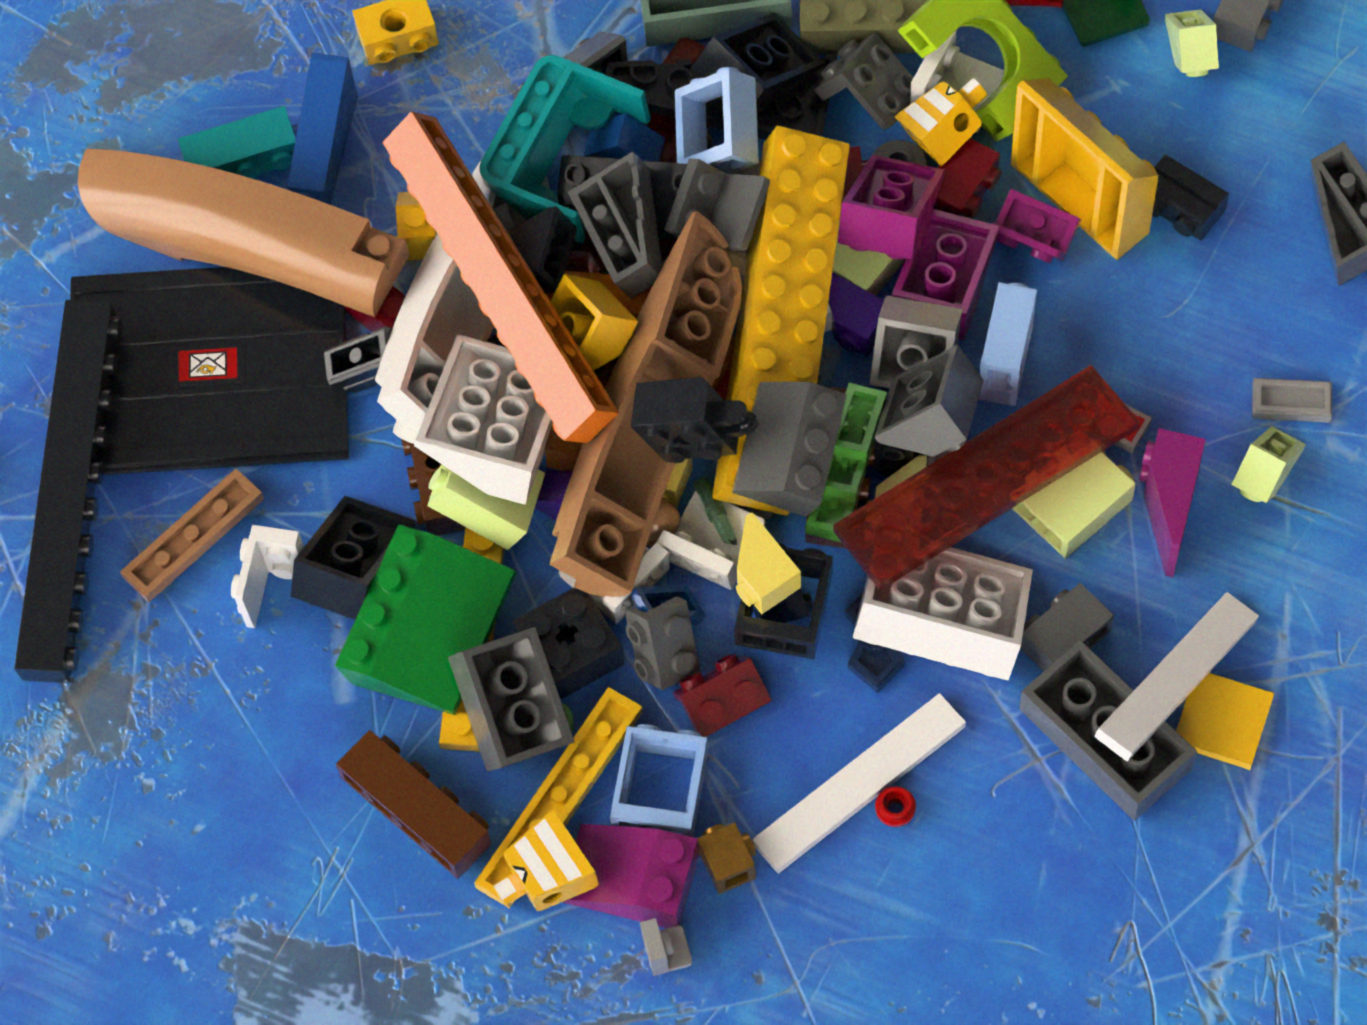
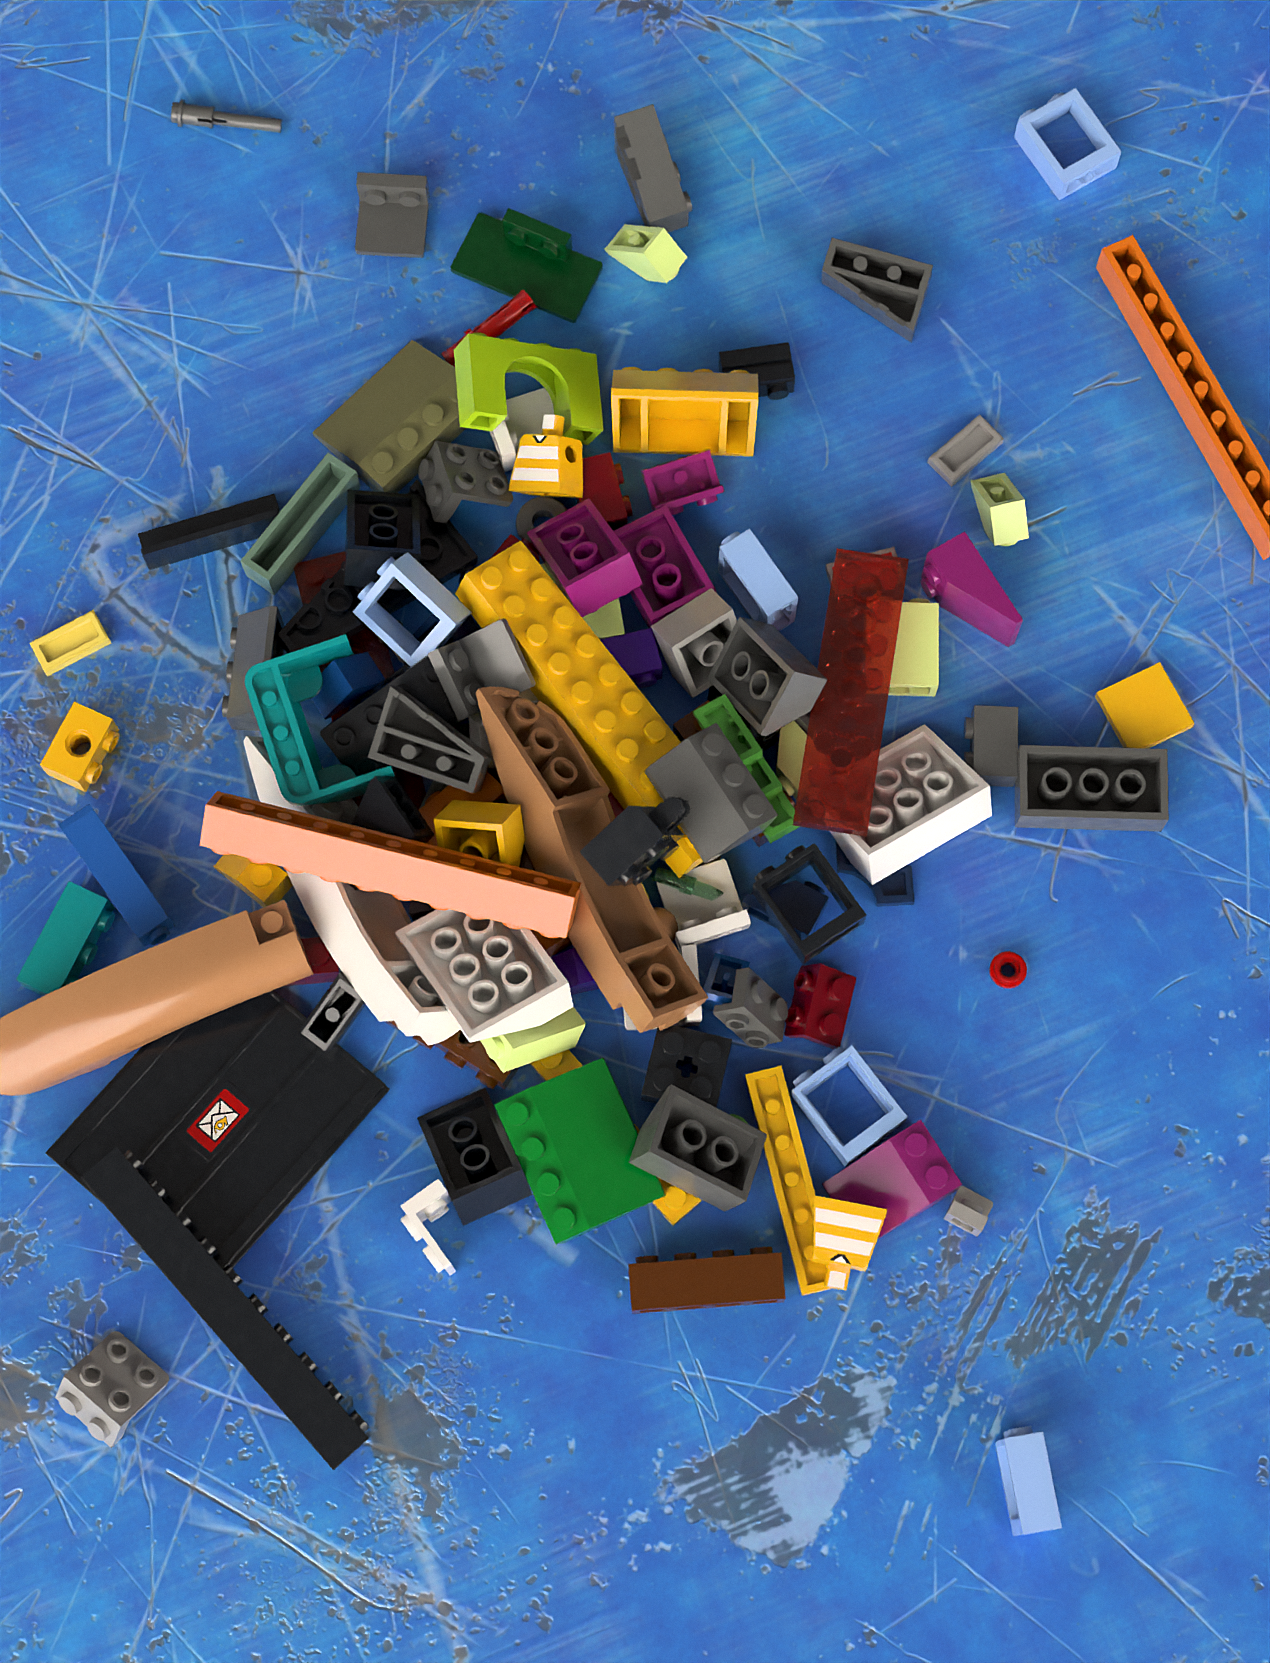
camera: 50 degrees left, 10 degrees up
(192, 535) = (344, 1250): medium nougat plate -> none
(727, 856) = (942, 1110): pearl gold brick -> none
(764, 568) = (784, 896): light yellow slope -> none
(858, 783) = (968, 977): white tile -> none
(1176, 676) = (1102, 711): white tile -> none

